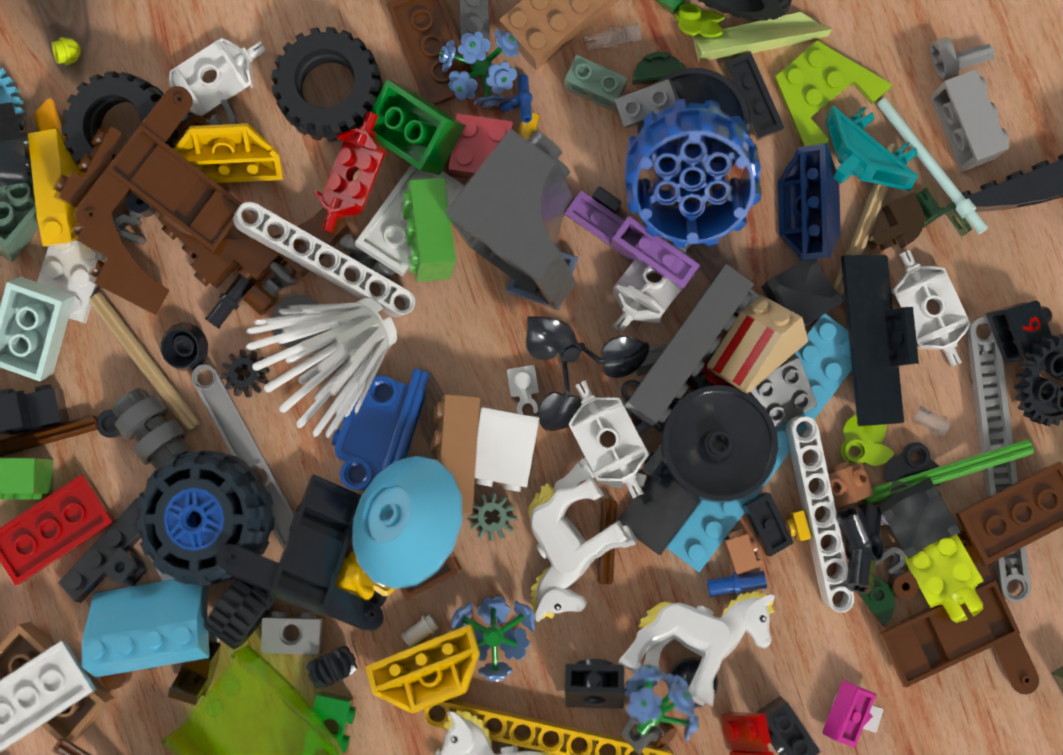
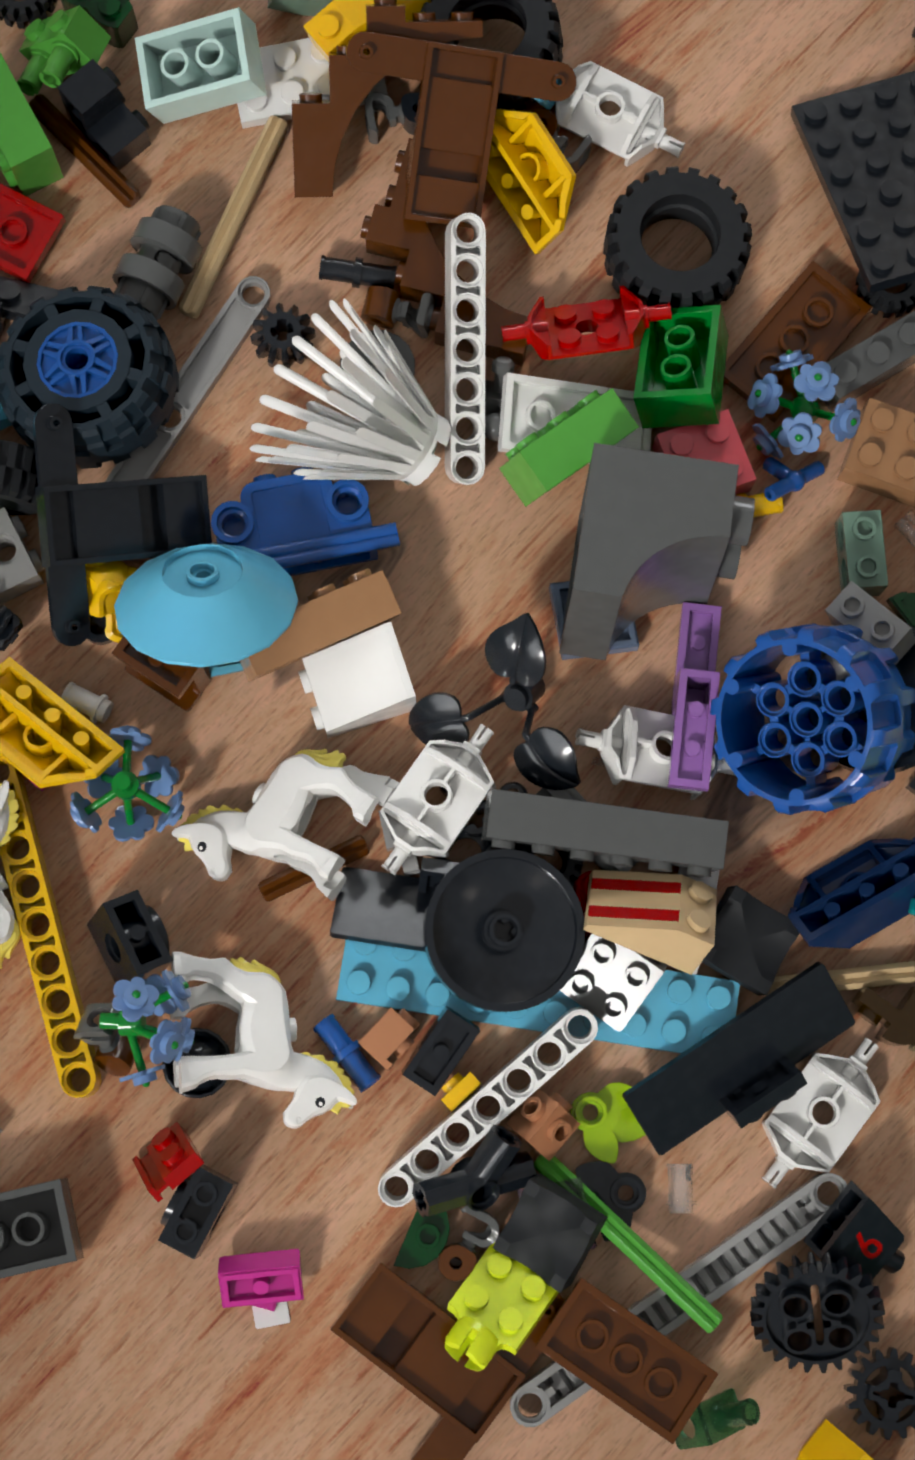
camera: 55 degrees right, 5 degrees down
(106, 424) = (134, 212): black tile -> none
(187, 338) = (276, 251): black hat -> none
(490, 507) = (282, 706): sand green gear -> none
(523, 385) = (448, 665): white plate -> none
(606, 199) = (727, 642): black tile -> none

